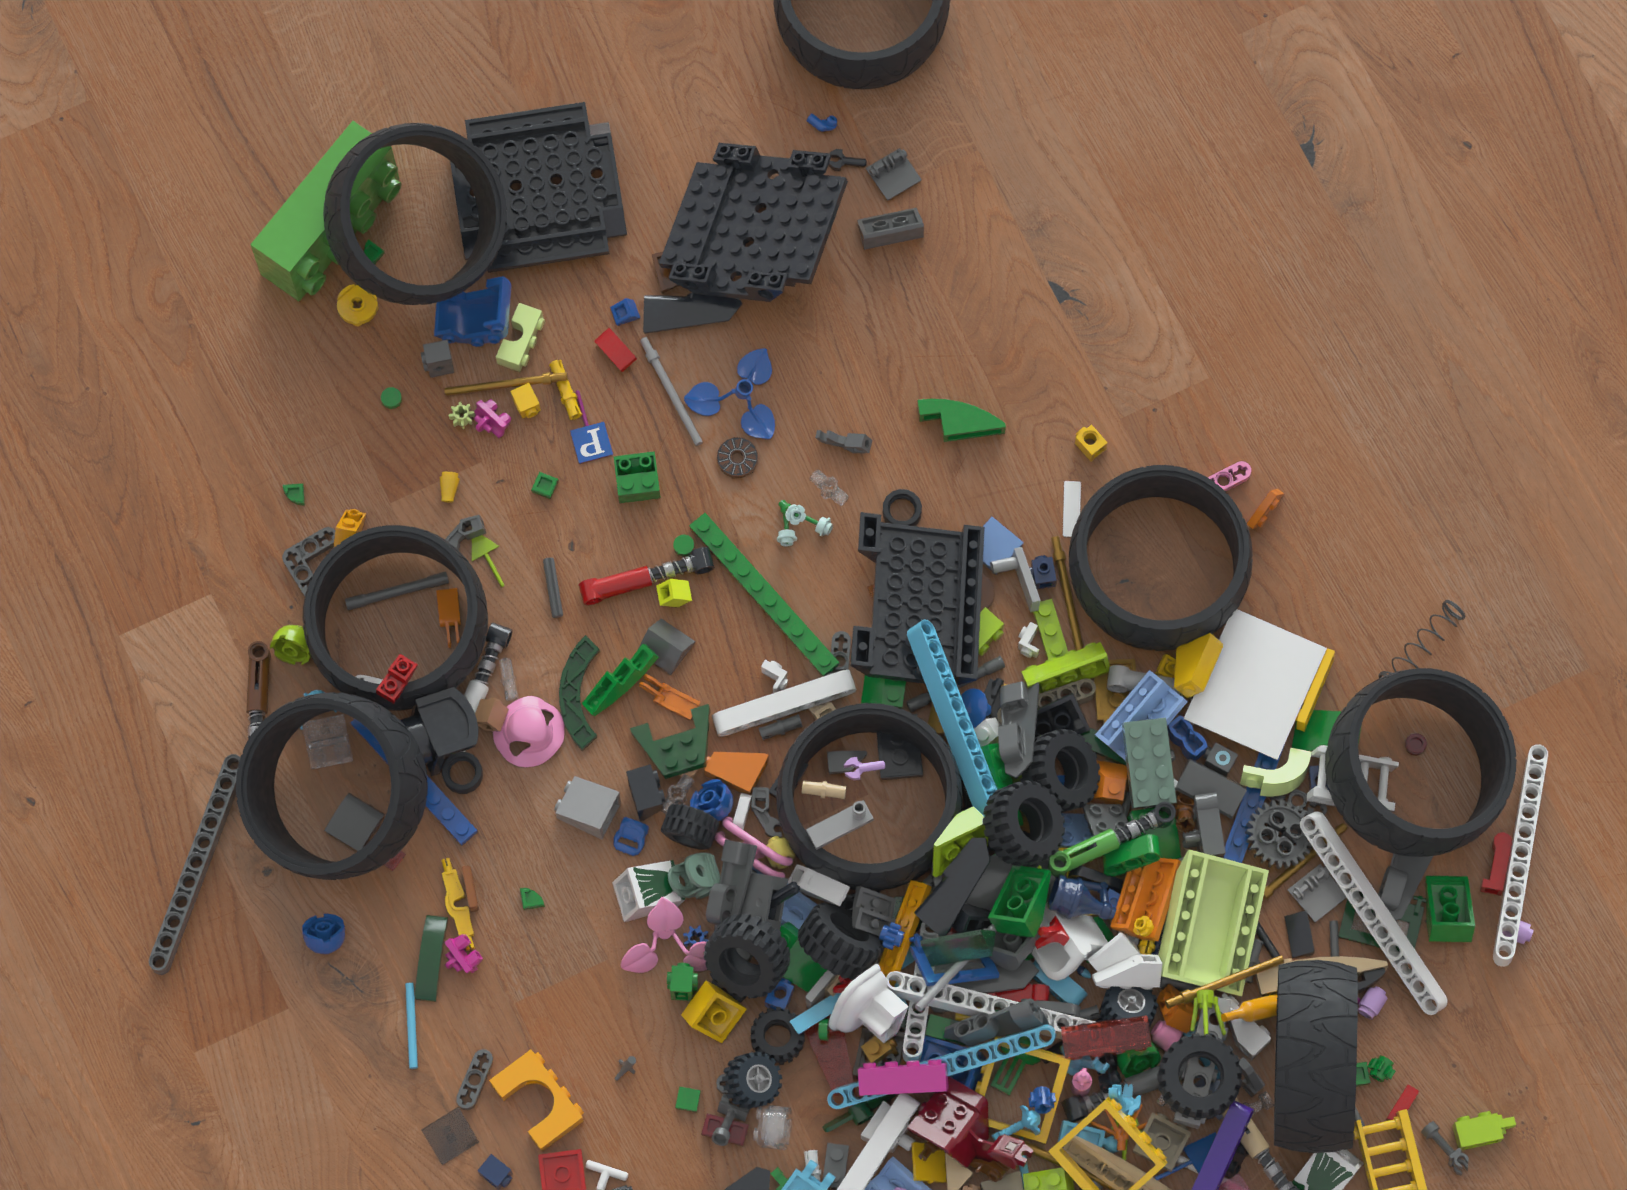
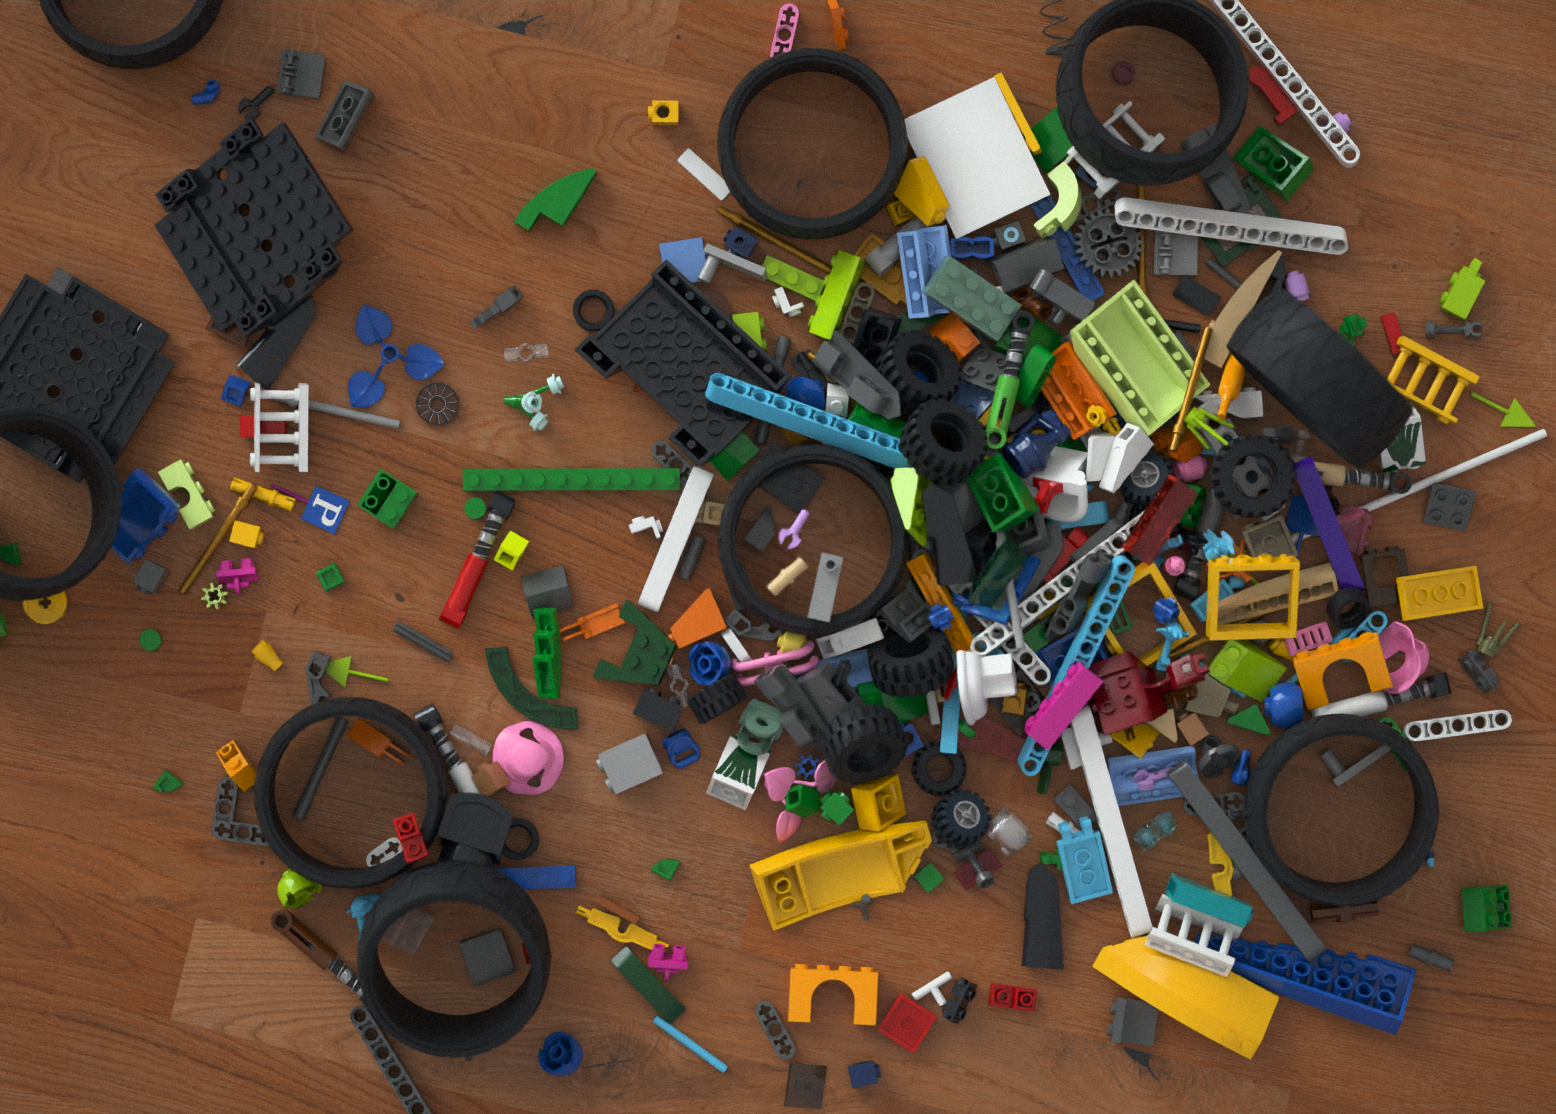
camera: 55 degrees left, 15 degrees up
(628, 380) = (298, 416): none -> white fence
(635, 1025) = (838, 871): none -> yellow slope
(666, 952) = (803, 801): none -> green brick

